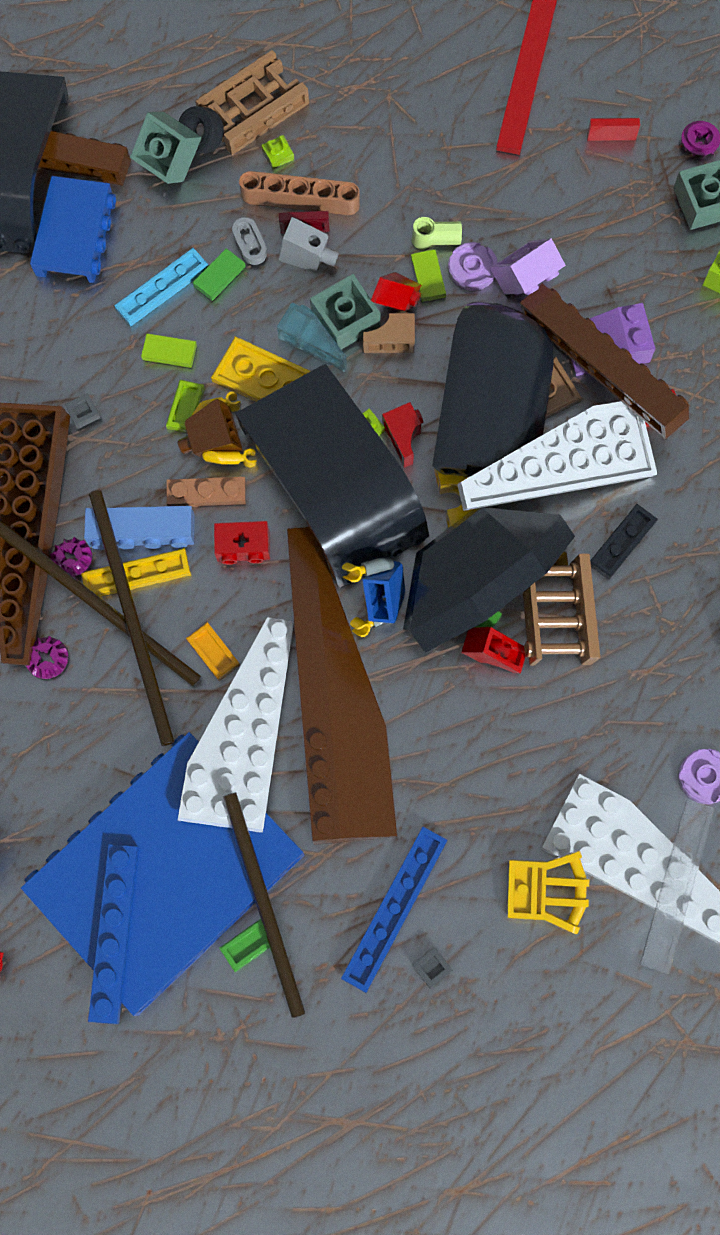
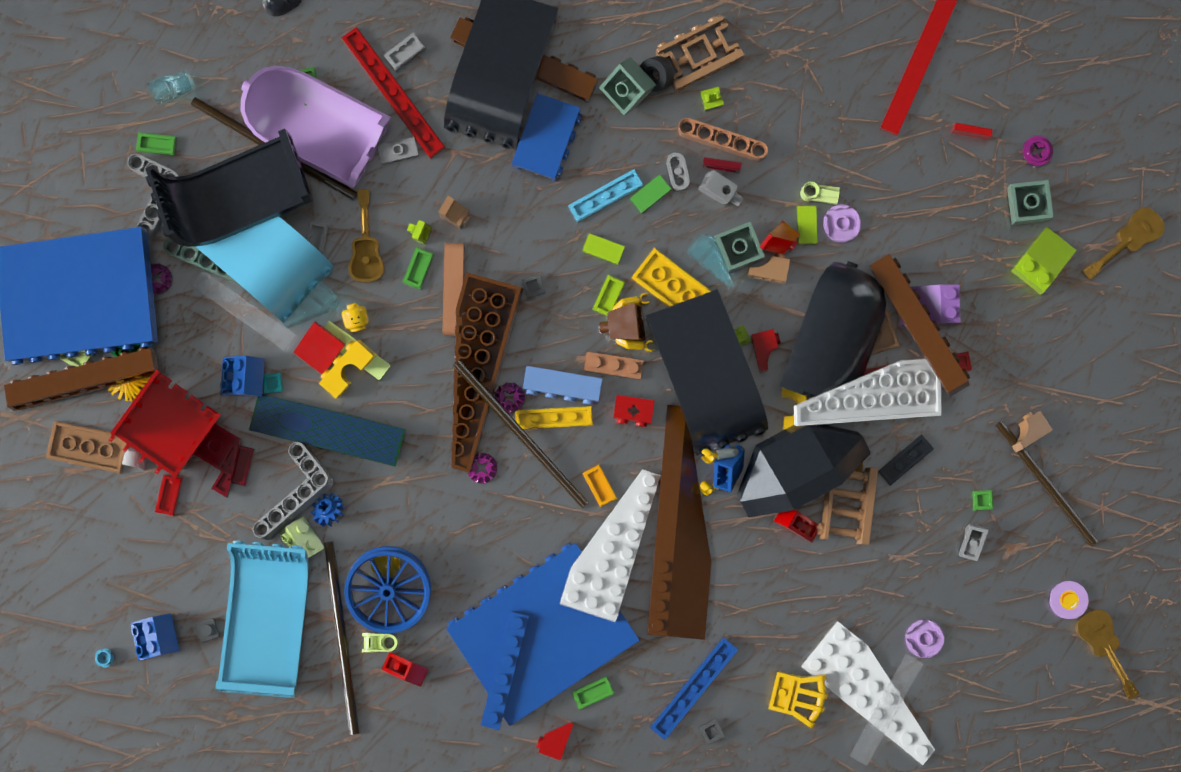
camera: 10 degrees right, 10 degrees up
(131, 618) = (547, 453): dark brown piece -> none
(206, 1026) = (555, 741): none -> red slope
(264, 905) = (607, 670): dark brown piece -> none
(528, 267) = (881, 239): lavender brick -> none

